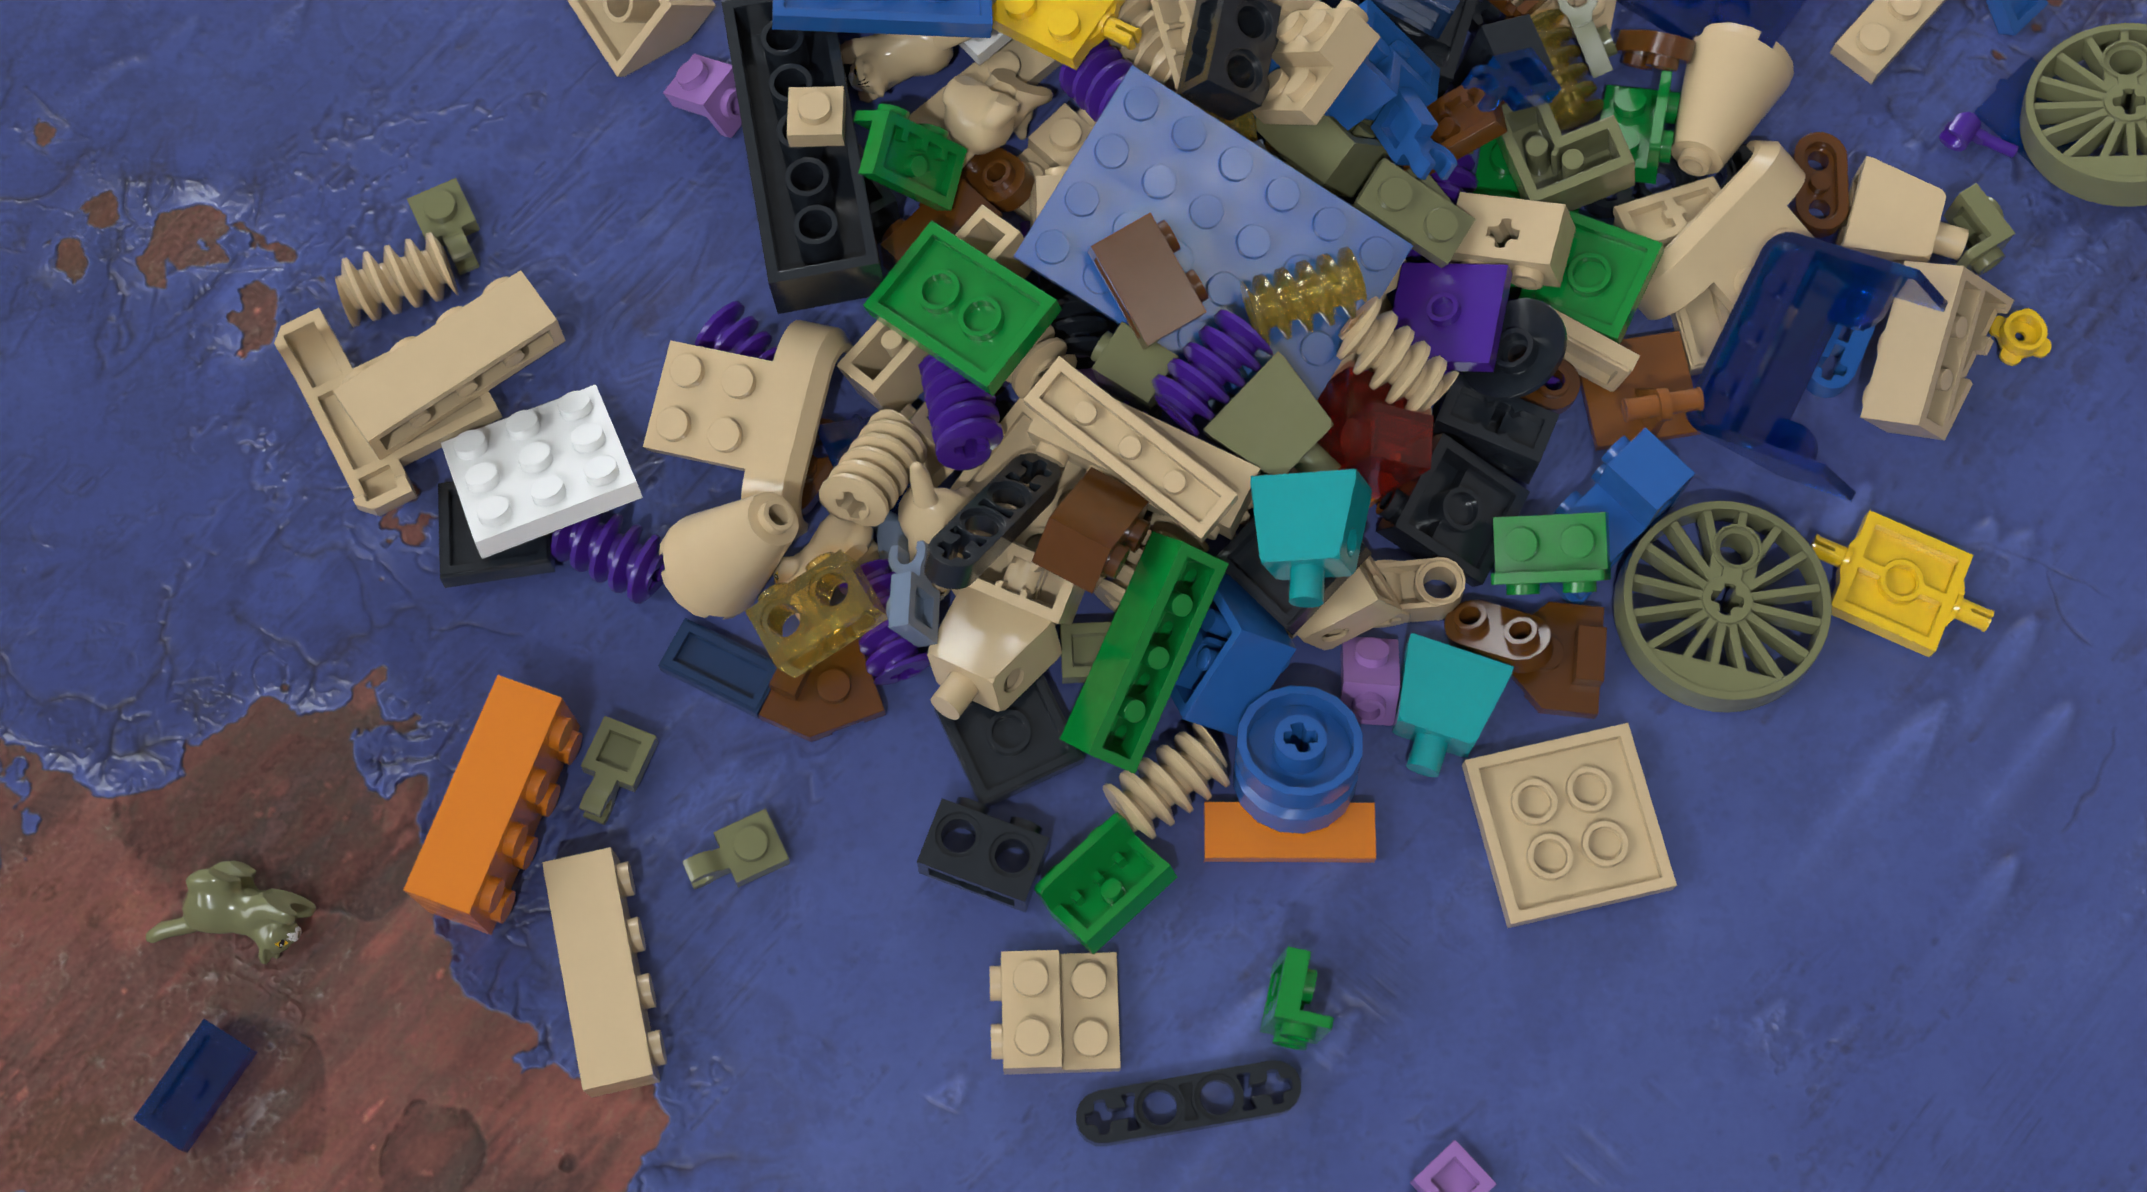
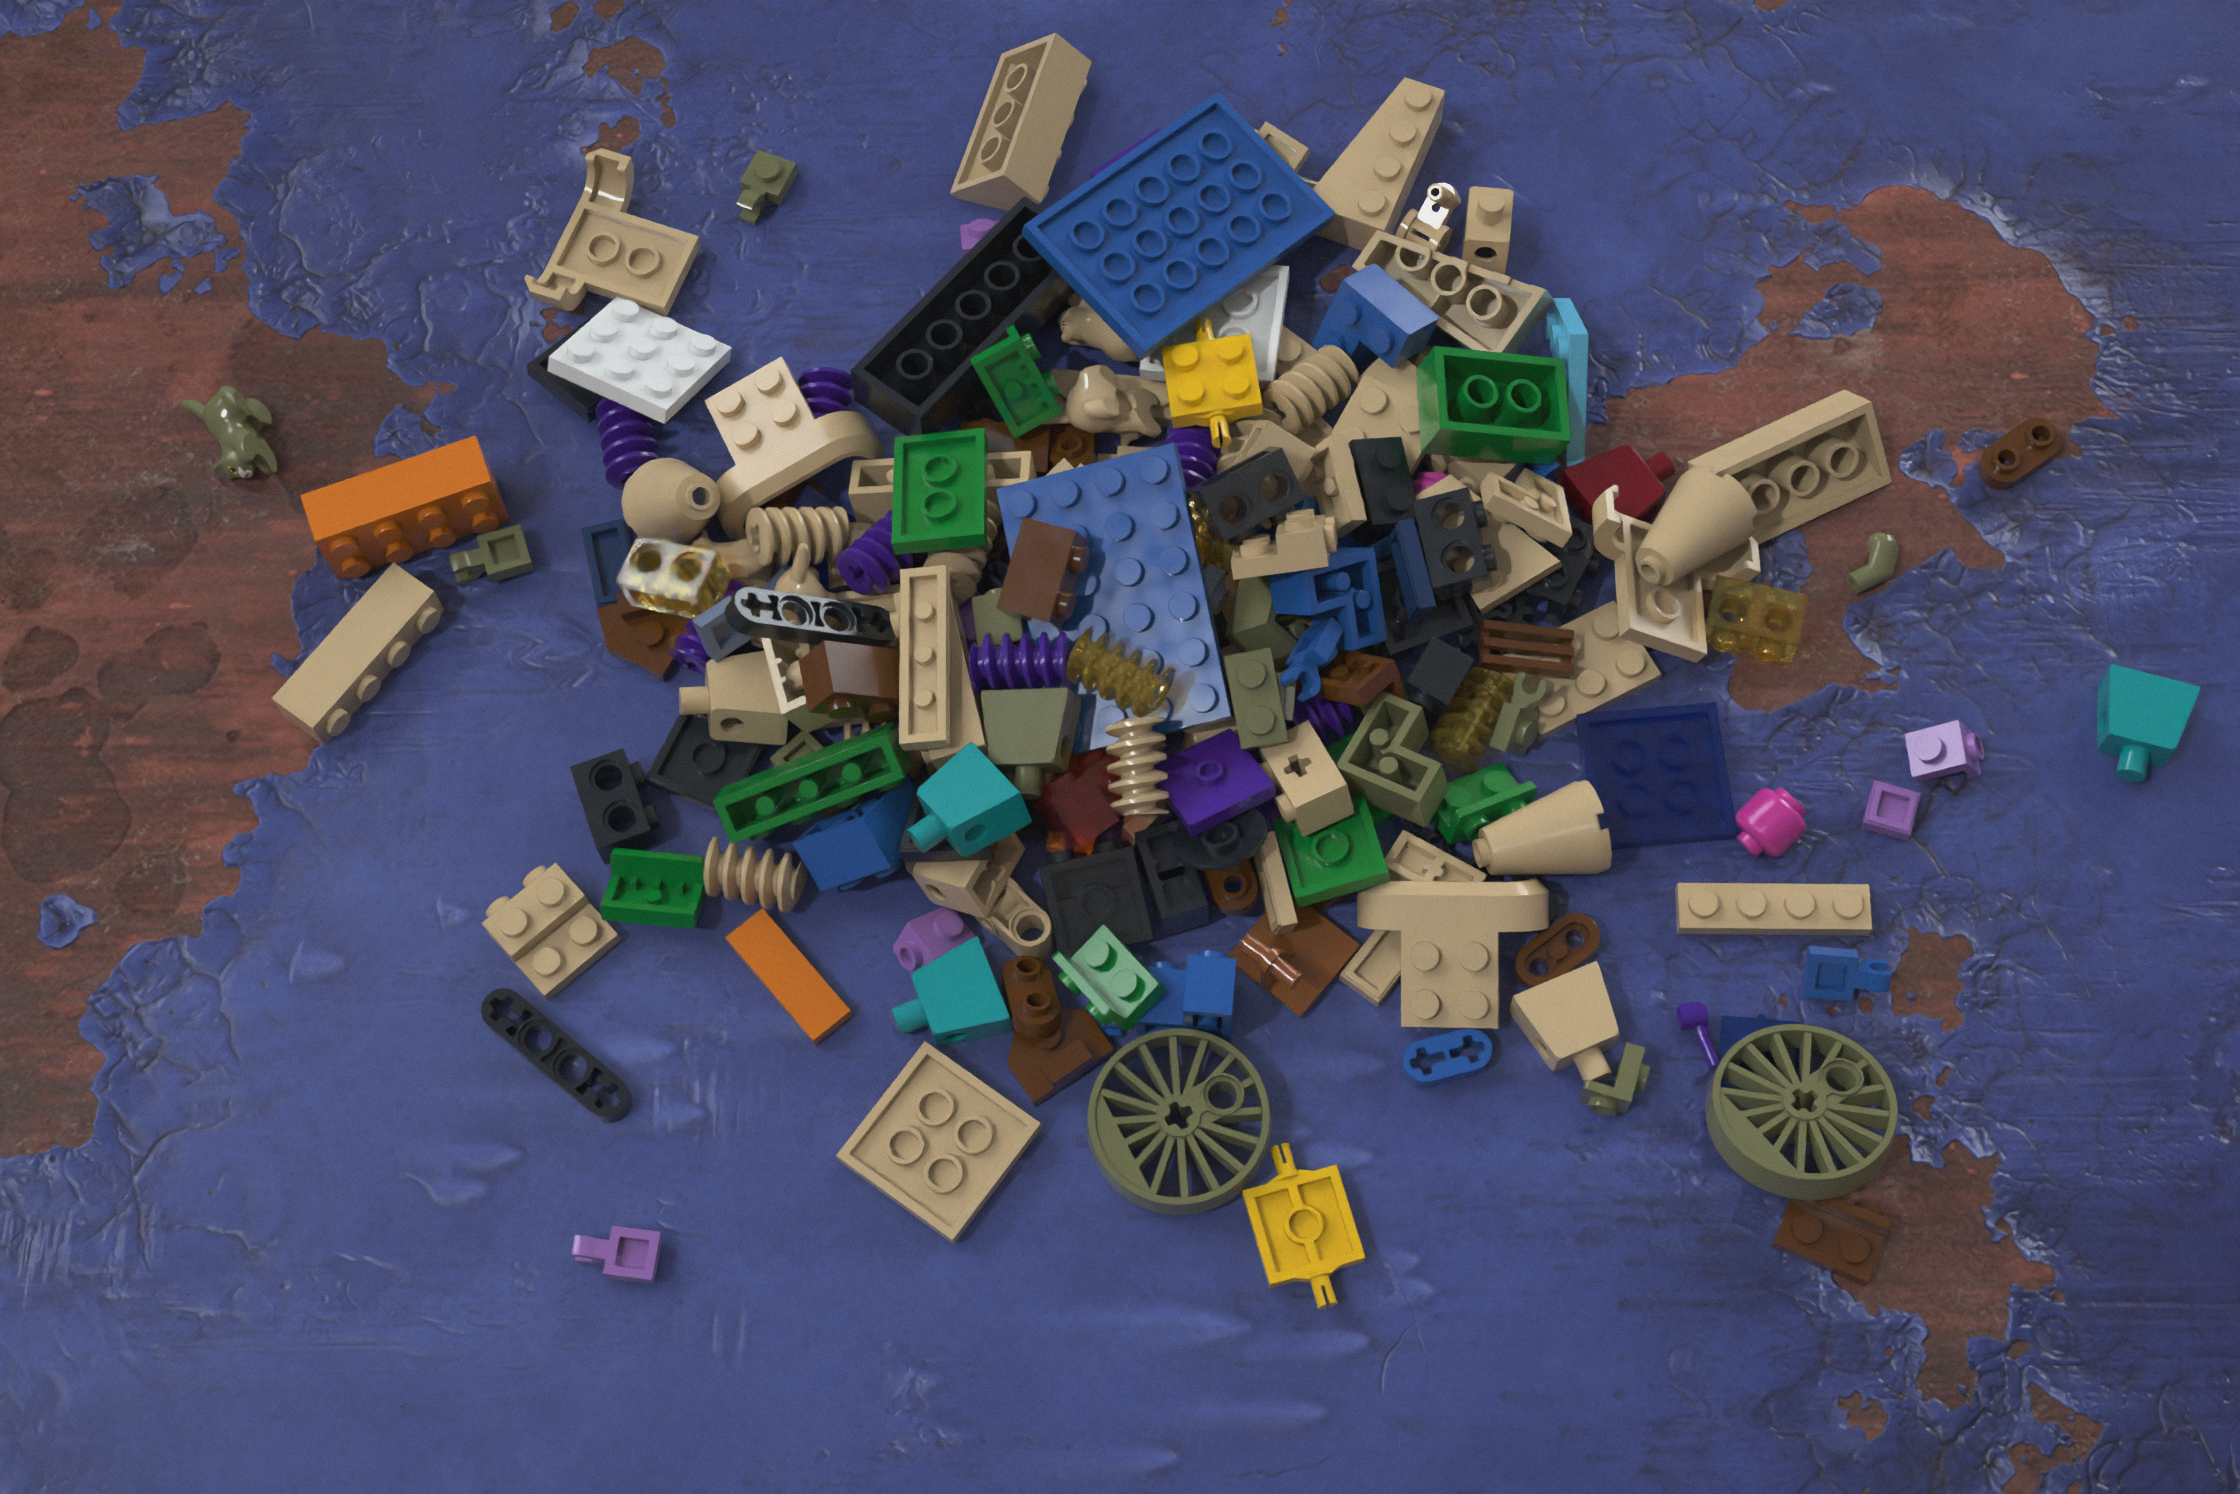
camera: 55 degrees right, 5 degrees down
(195, 1085) = (114, 498): clear blue plate -> none
(394, 279) = (695, 185): tan piece -> none
(449, 364) = (661, 255): tan brick -> none
(745, 850) = (503, 673): olive plate -> none
(816, 116) = (987, 306): tan plate -> none
(1288, 991) = (662, 1050): green bracket -> none
(1297, 759) = (829, 934): blue wheel -> none
(1514, 77) = (1402, 680): clear blue plate -> none
(1654, 49) = (1546, 766): reddish brown plate -> none
(1777, 339) = (1384, 1012): clear blue windscreen -> none
(1929, 352) = (1489, 1111): tan wedge -> none
(2028, 324) = (1583, 1168): yellow plate -> none

